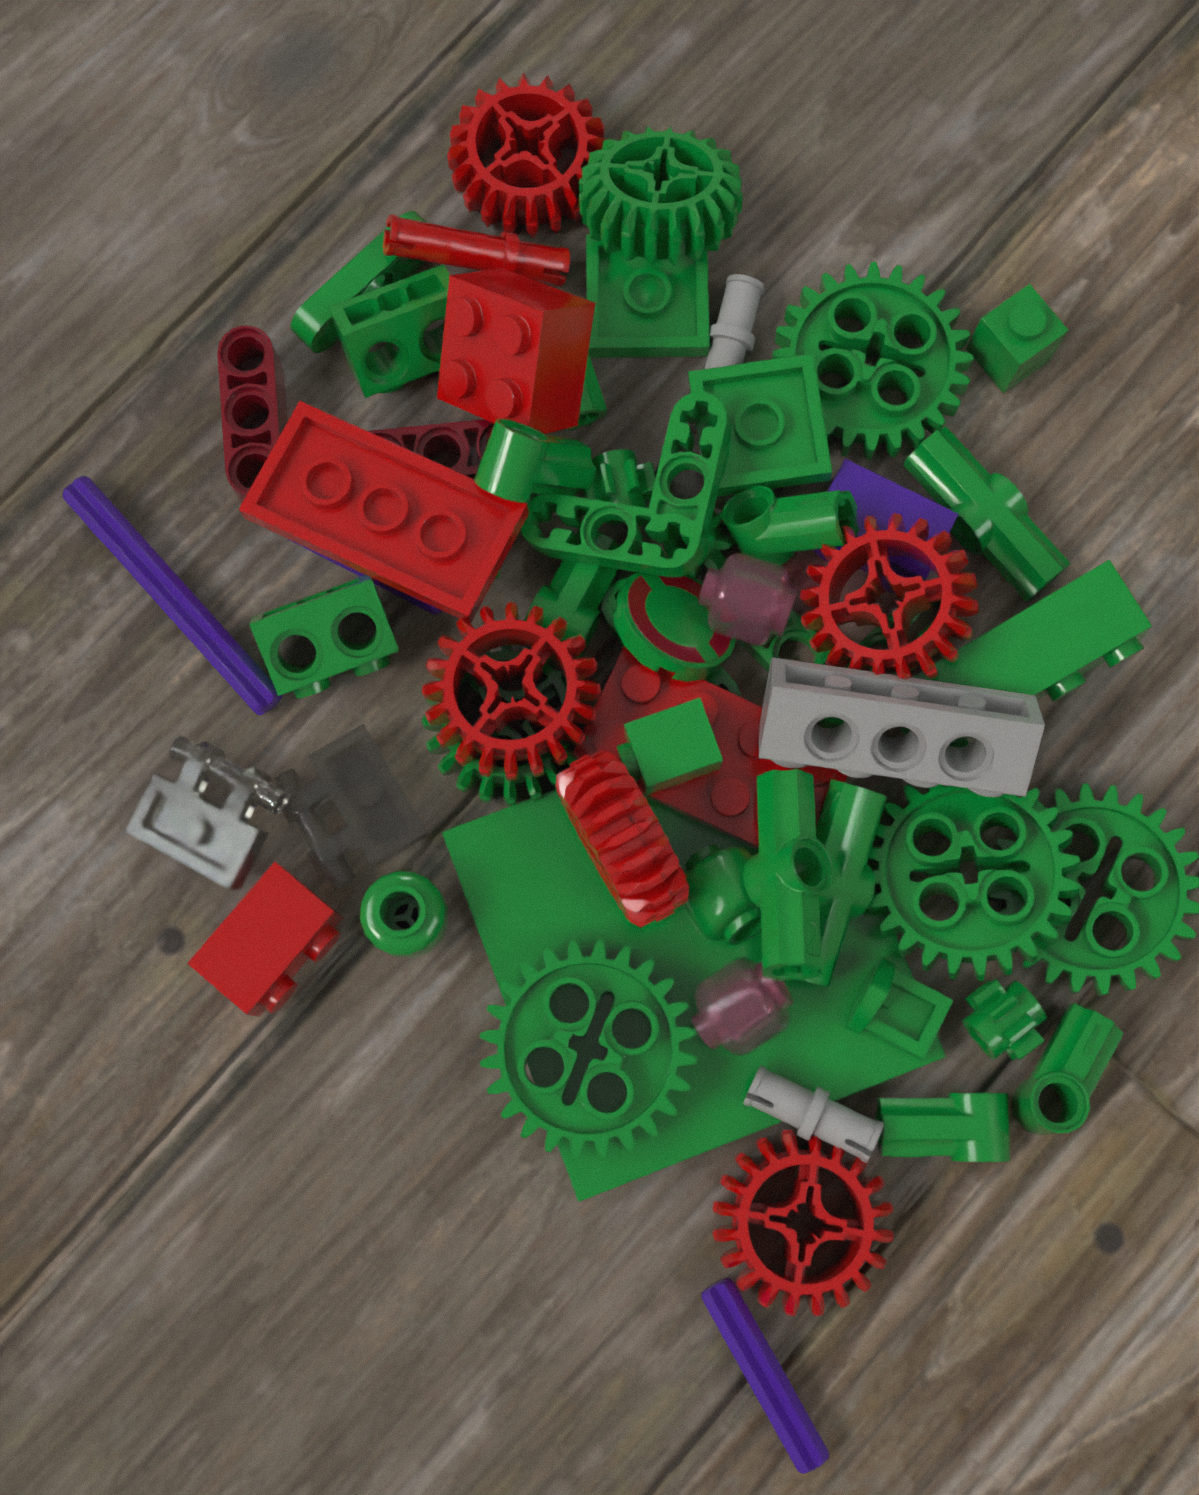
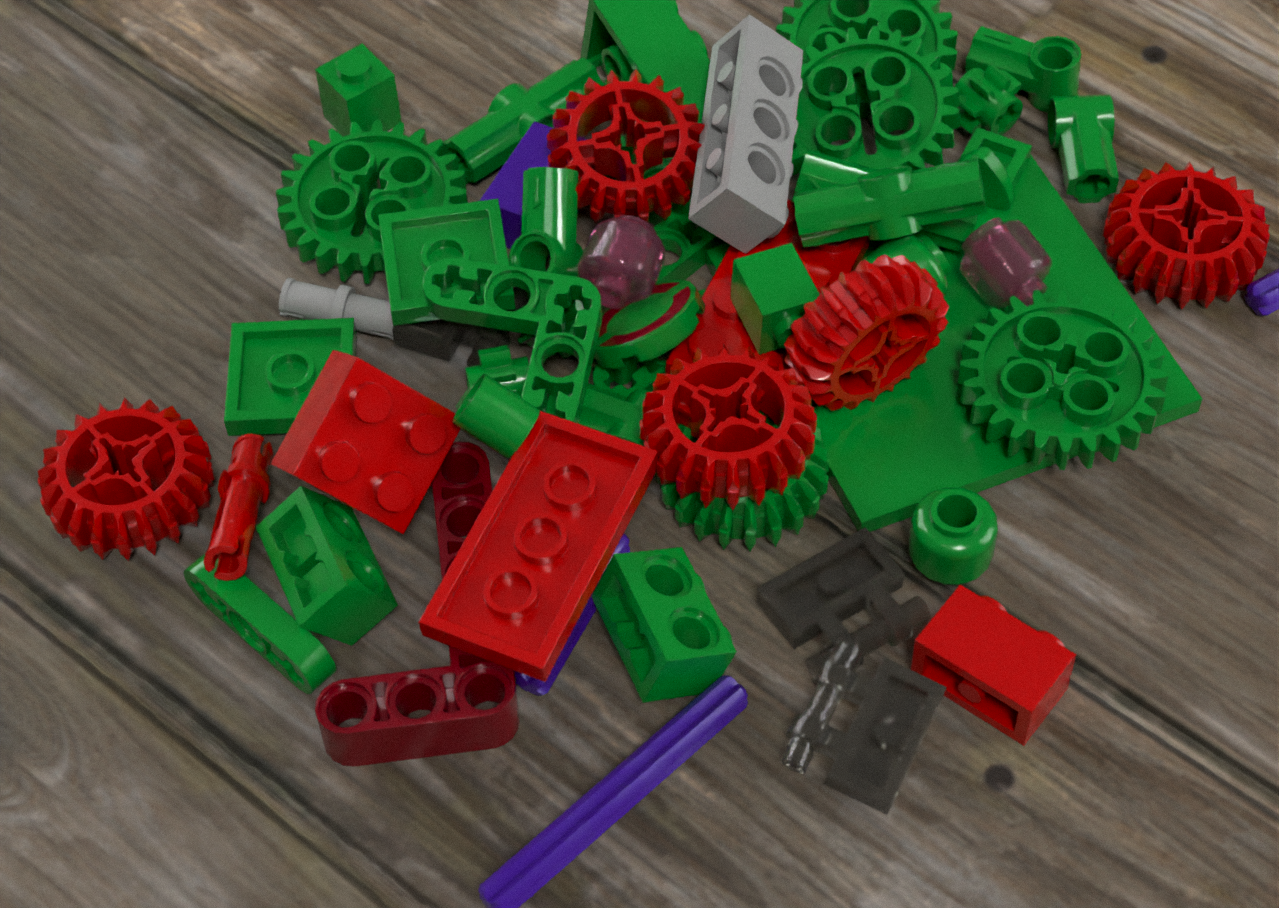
camera: 90 degrees left, 25 degrees down
(660, 195) = (194, 347): green gear -> none
(813, 1113) = (1092, 219): light grey pin -> none

